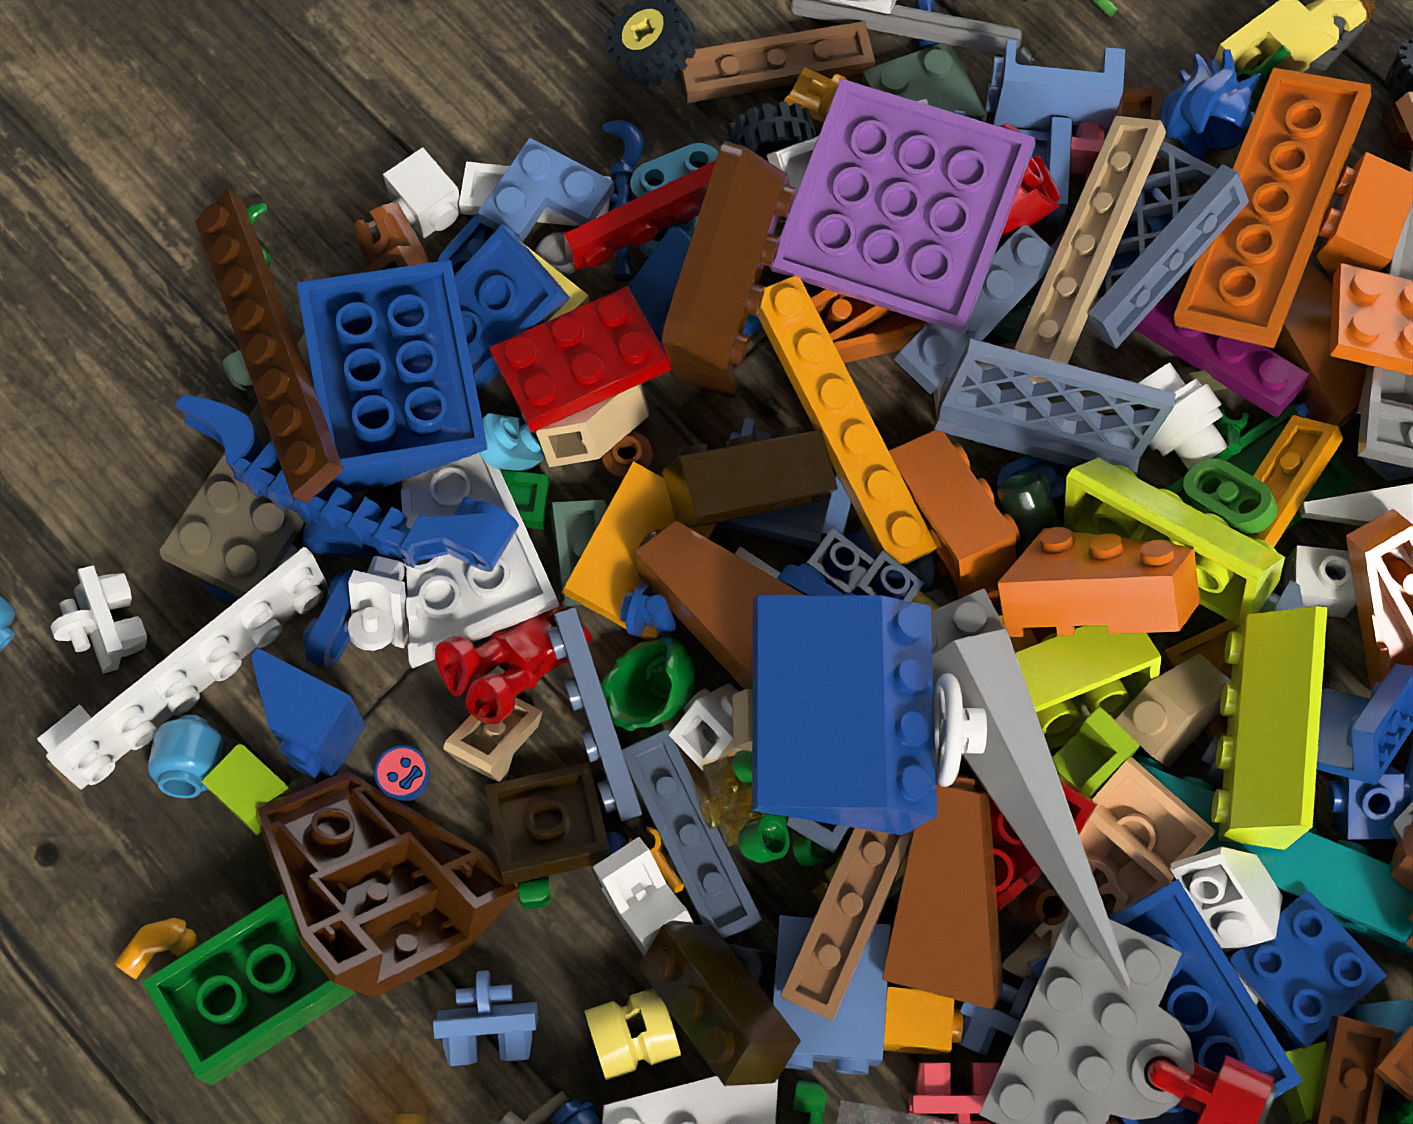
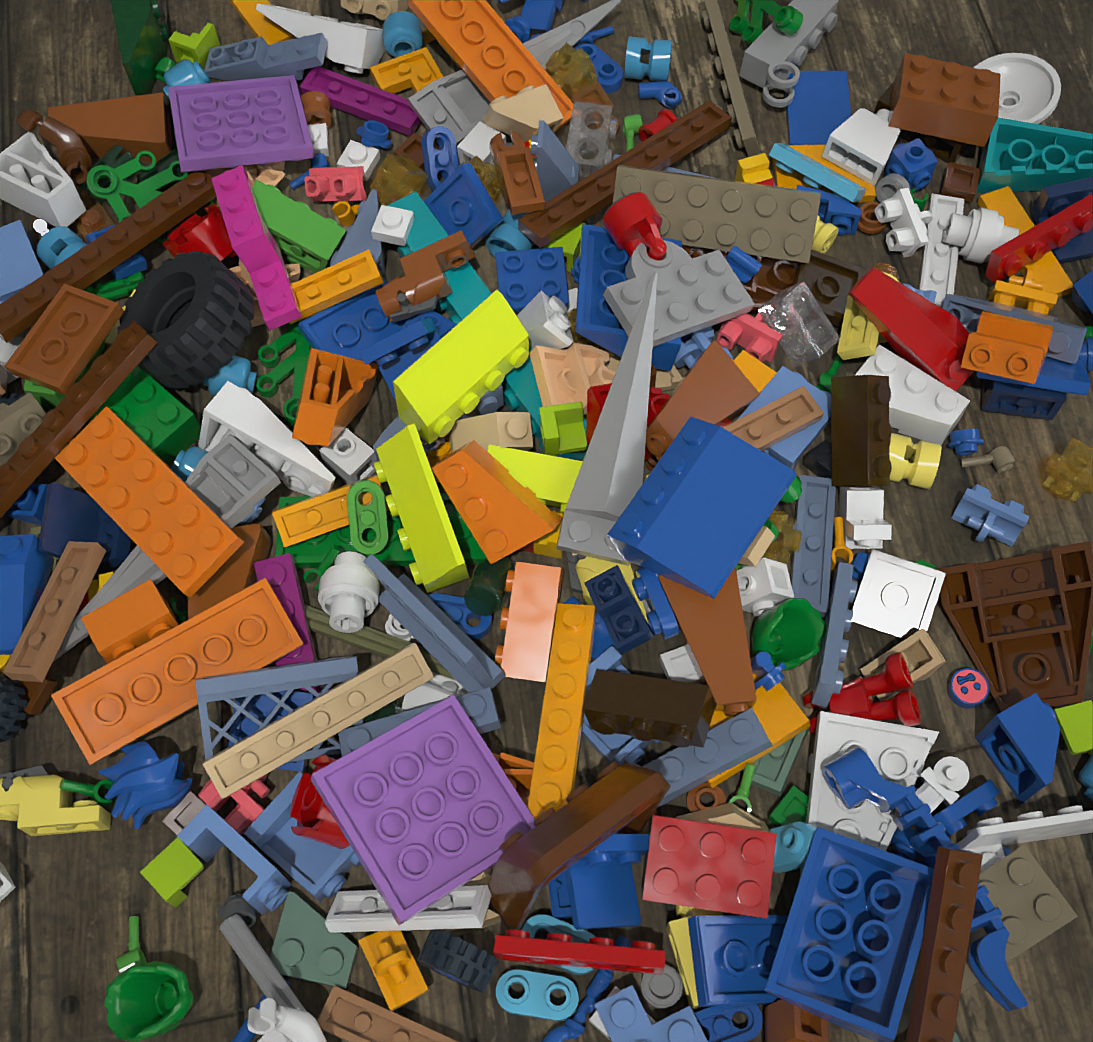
camera: 145 degrees left, 5 degrees down
(592, 483) = (743, 790): none -> bright green hand
(643, 493) = (723, 749): none -> sand blue plate
(955, 729) = (646, 452): white piece -> none
(1111, 36) = (173, 871): none -> lime panel

